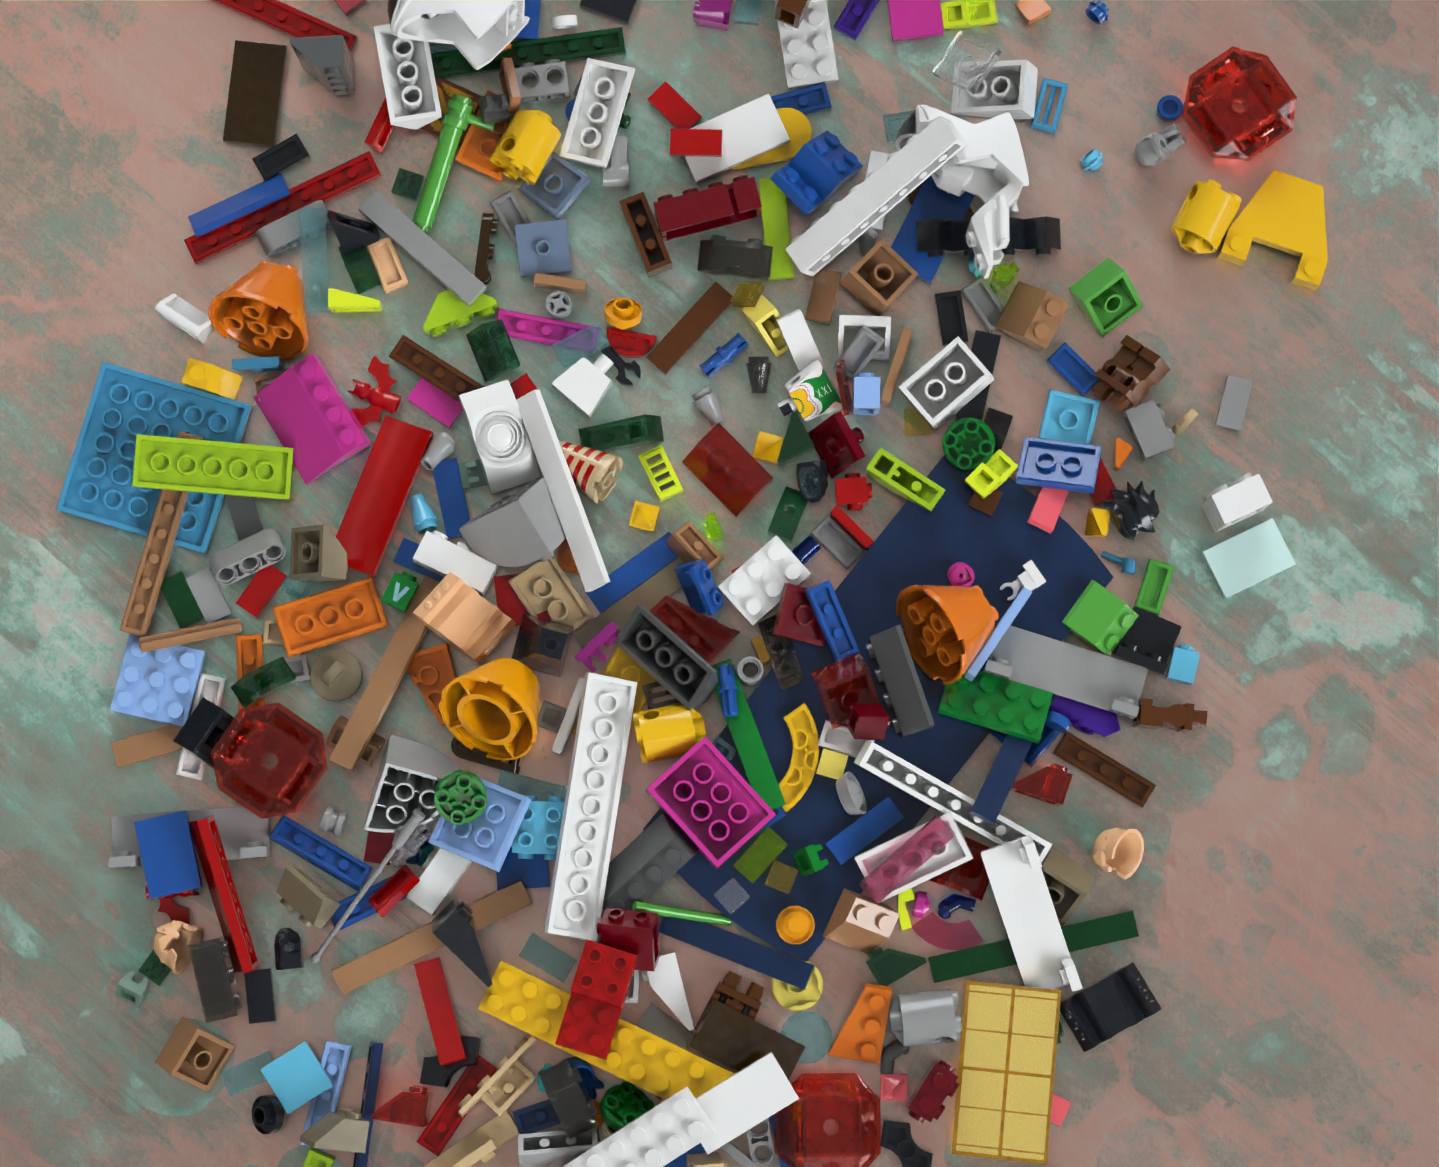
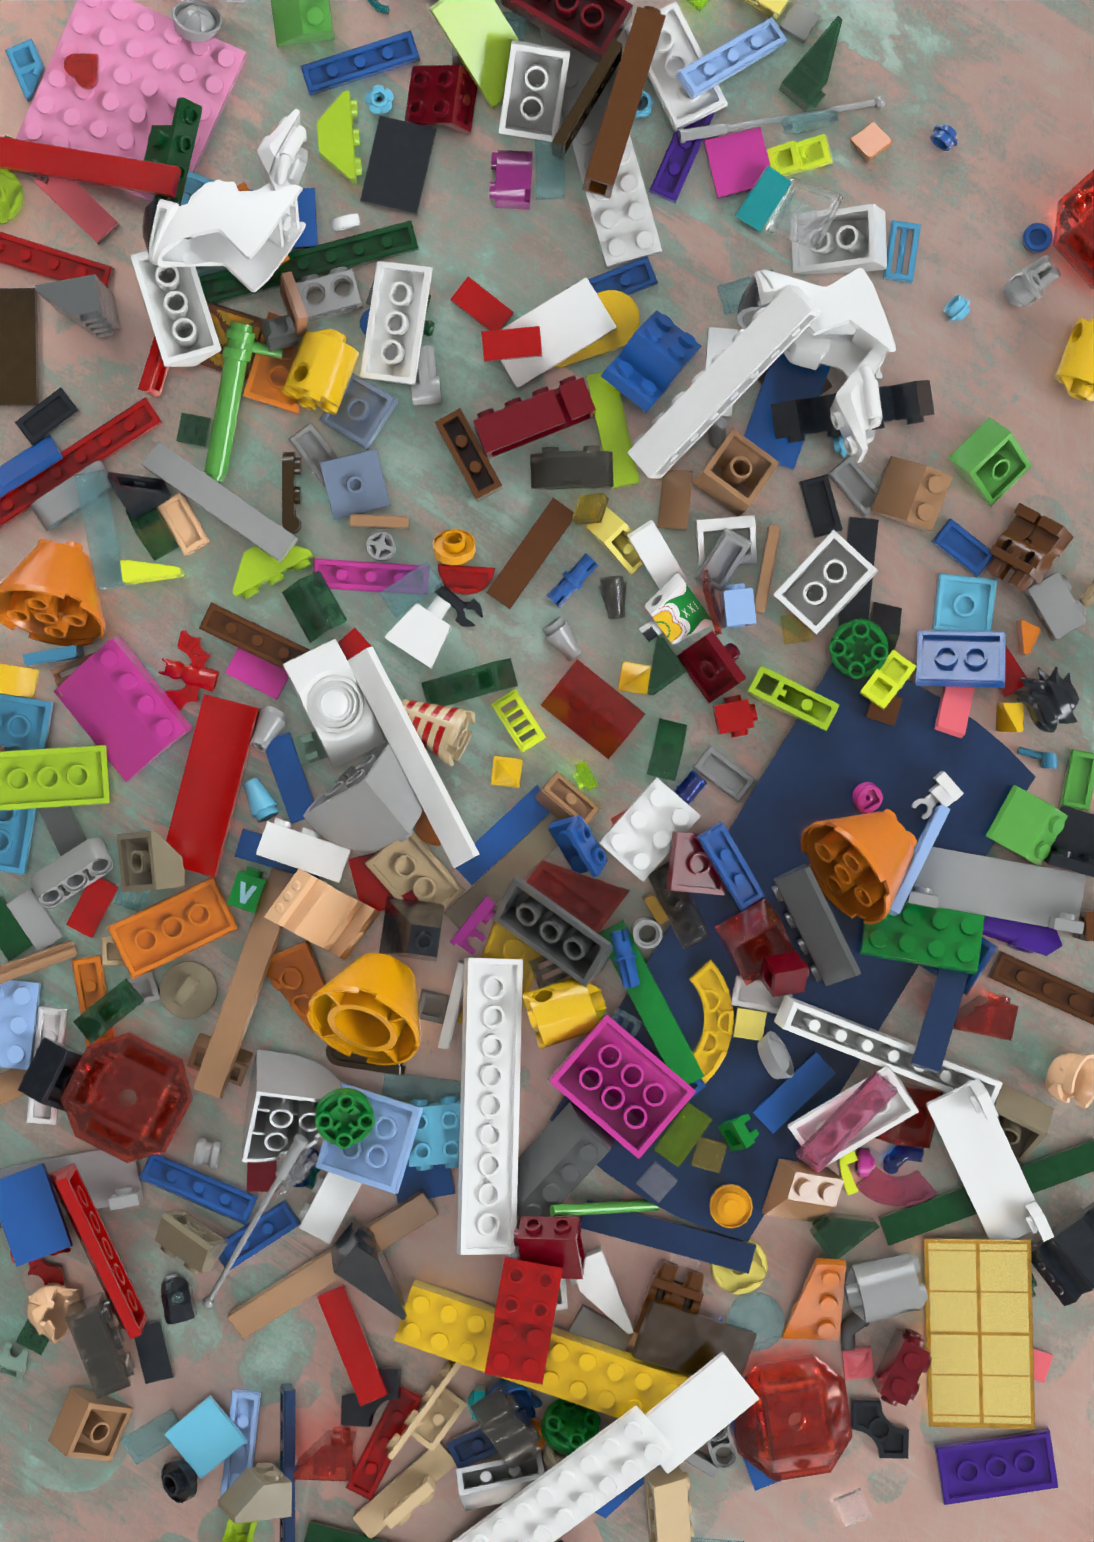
camera: 10 degrees left, 5 degrees up
(393, 890) = (284, 1222): red tile -> none
(548, 957) = (462, 1270): clear light blue tile -> none
(812, 479) = (689, 708): rock -> none
(851, 527) = (738, 757): red tile -> none
(932, 45) = (763, 198): none -> teal tile
(1003, 276) = (875, 453): clear neon green plate -> none
(1057, 722) = (993, 945): blue tile -> none

